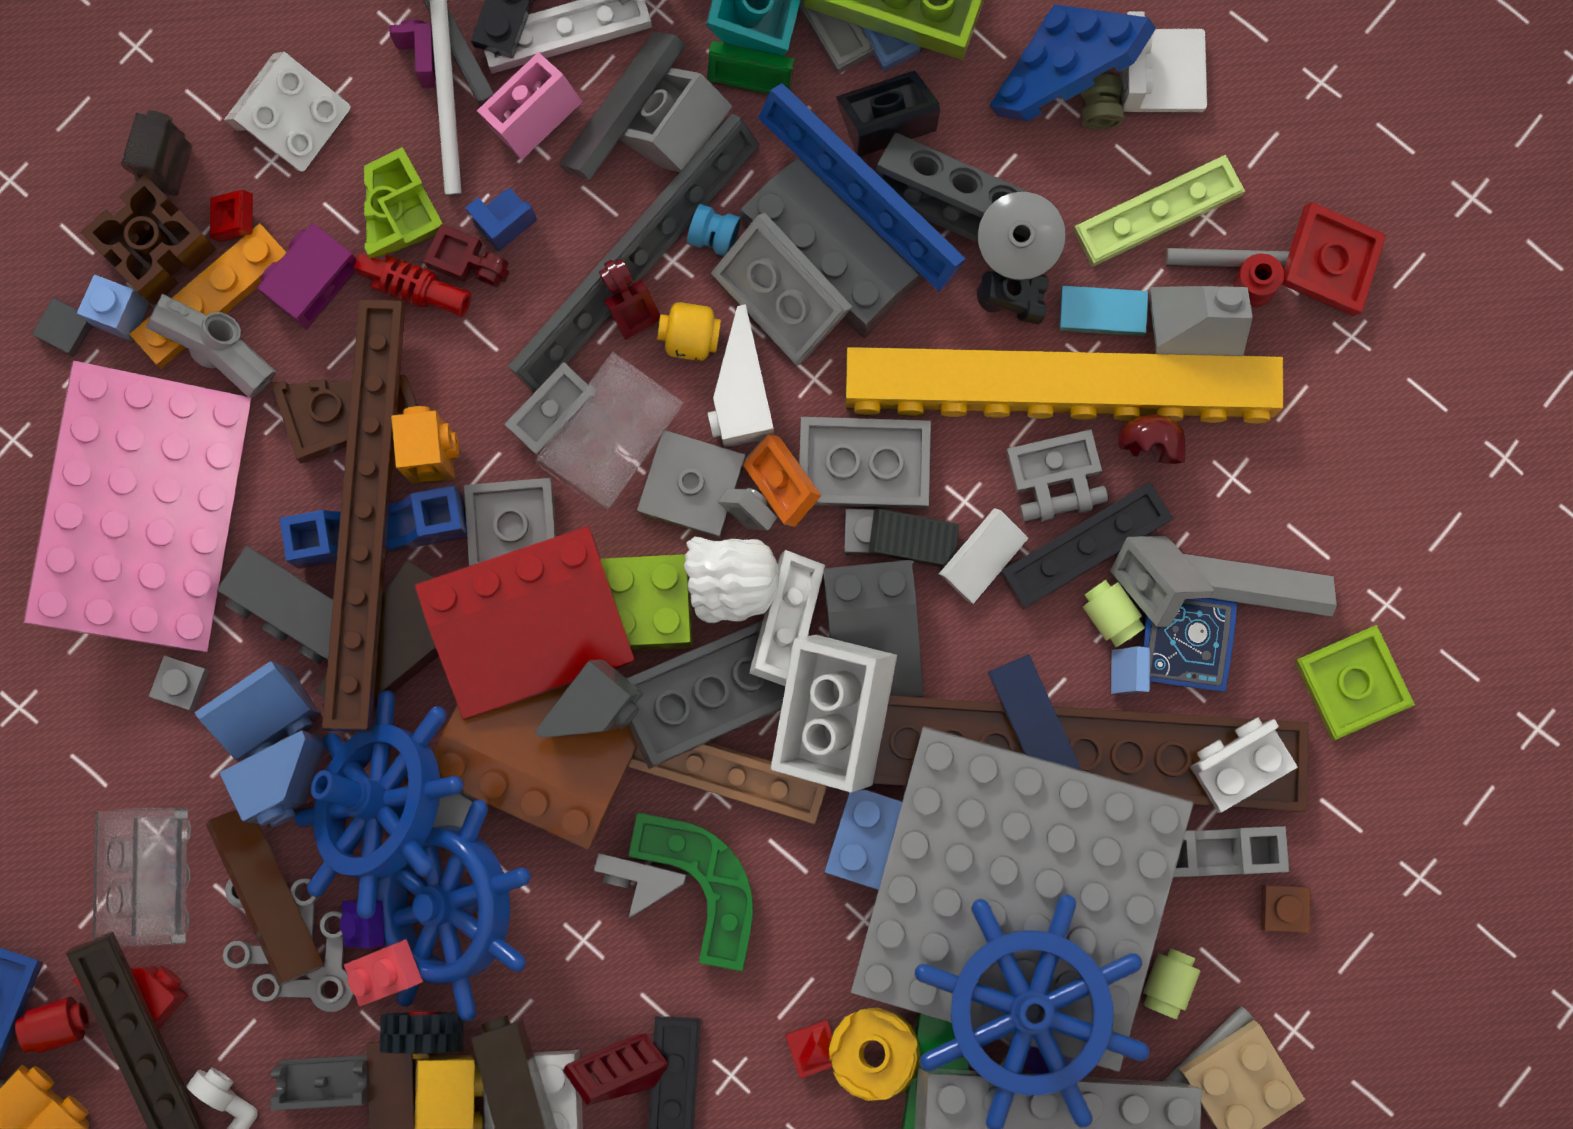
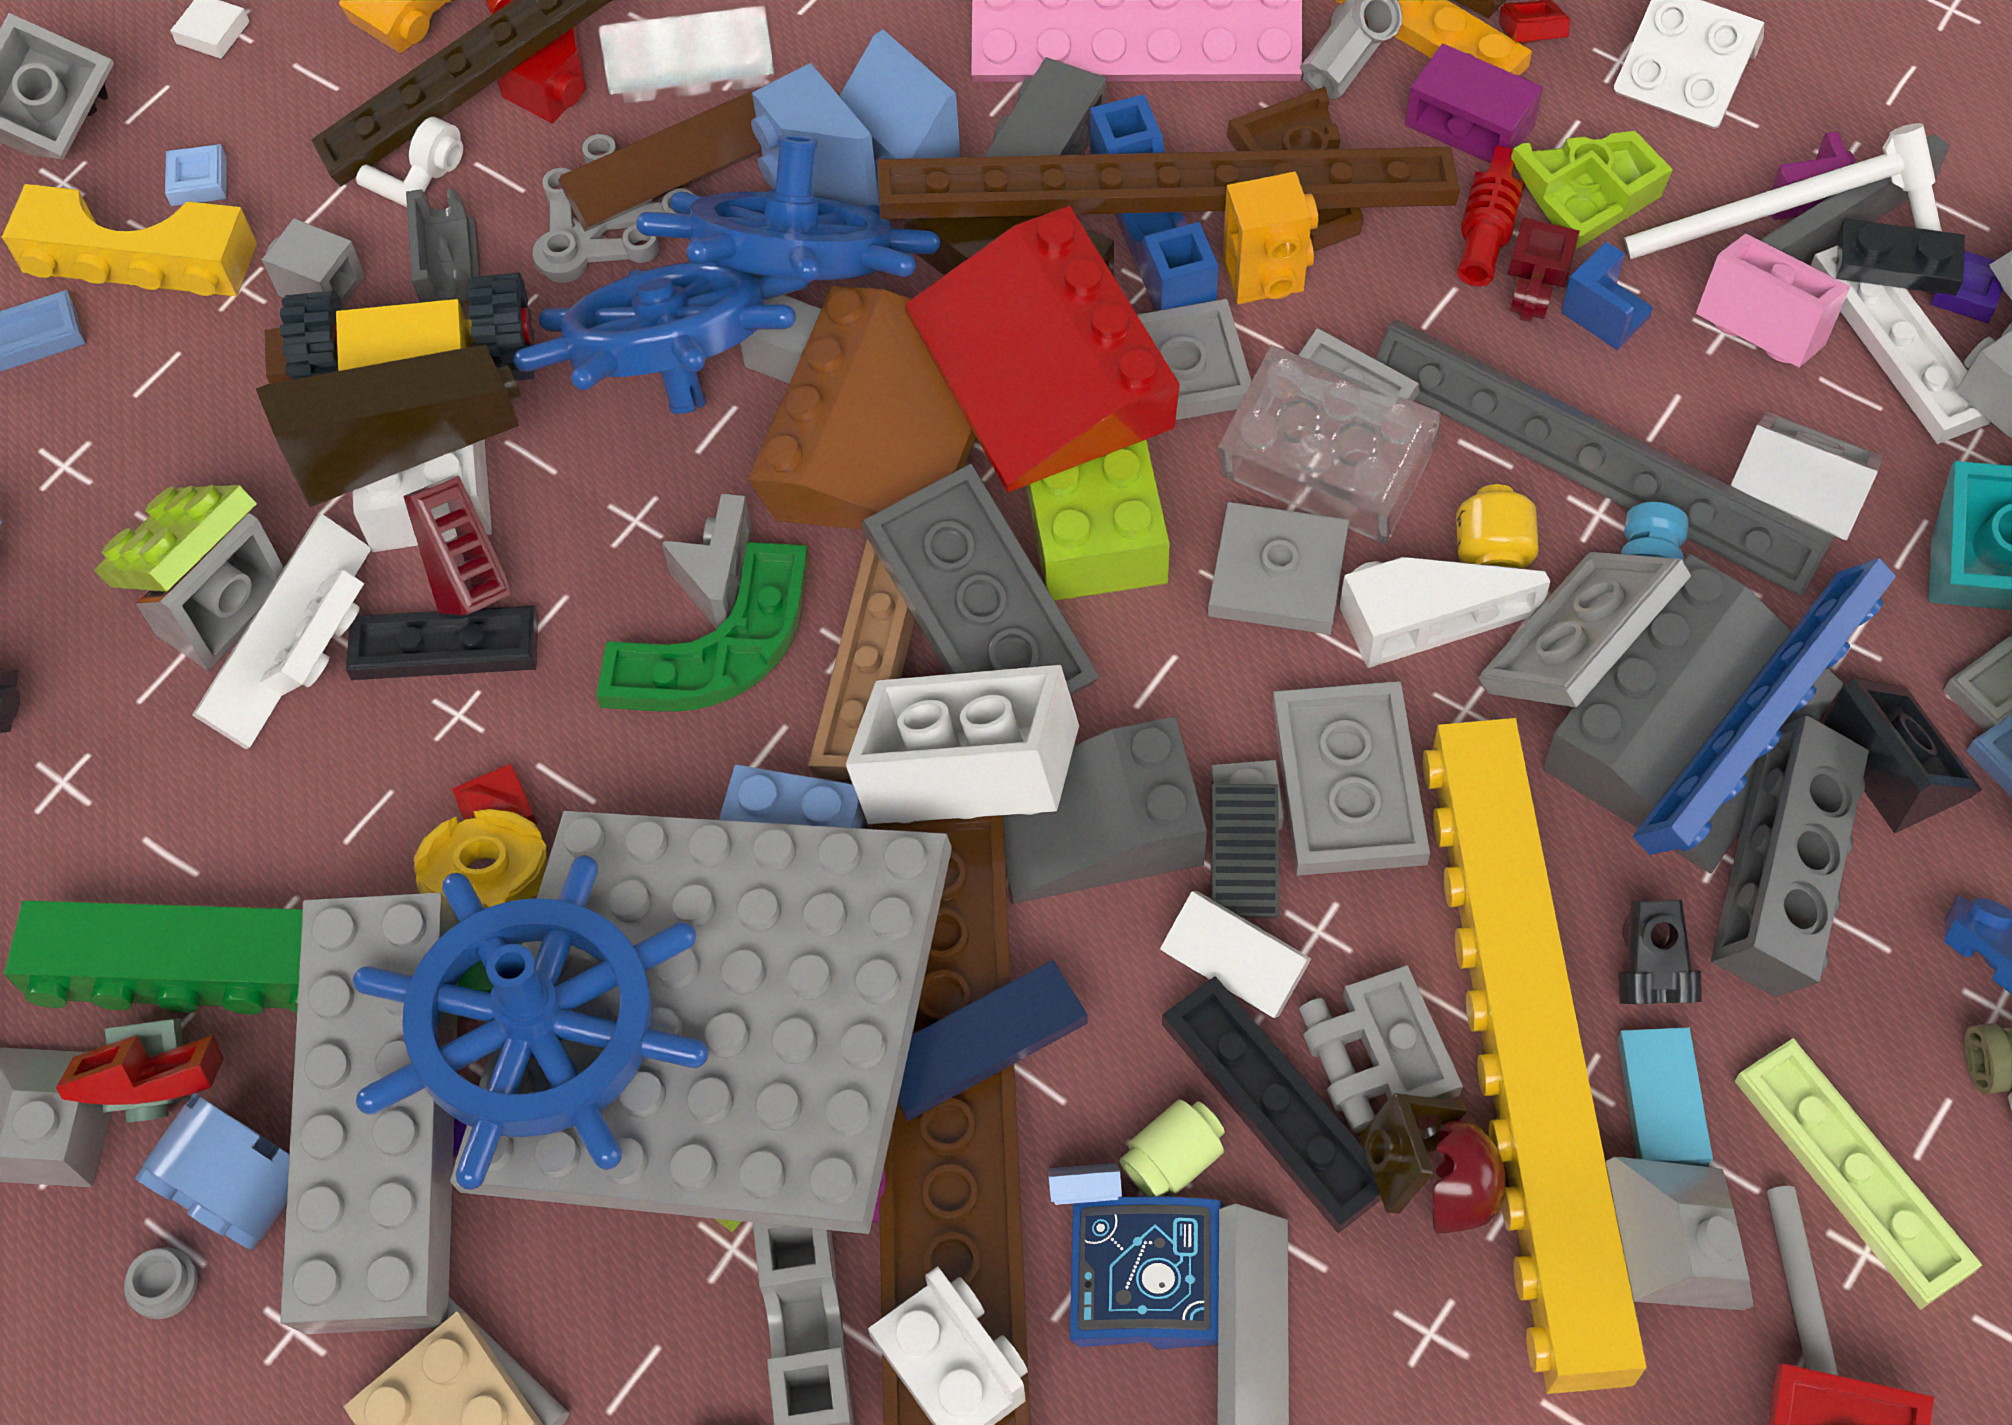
camera: 85 degrees right, 20 degrees down
(179, 683) = (936, 51): light grey plate -> none
(360, 931) = (638, 255): dark purple plate -> none
(382, 973) = (576, 280): coral plate -> none
(593, 702) = (942, 429): dark grey slope -> none
(622, 105) = (1809, 415): dark grey tile -> none
(632, 305) = (1515, 452): dark red plate -> none
(730, 578) = (1141, 593): white hair -> none
(748, 68) = (1913, 554): green tile -> none
(748, 508) = (1253, 628): light grey plate -> none
(781, 480) = (1299, 662): orange plate -> none
(787, 616) = (1112, 691): white plate -> none
(1015, 258) = (1754, 951): light grey dish -> none
(1137, 476) = (1399, 1149): none -> dark brown bracket
(1158, 577) = (1246, 1204): light grey panel -> none
(1171, 983) = (597, 1289): yellowish green brick -> none
(1261, 267) = (1773, 1324): red brick -> none

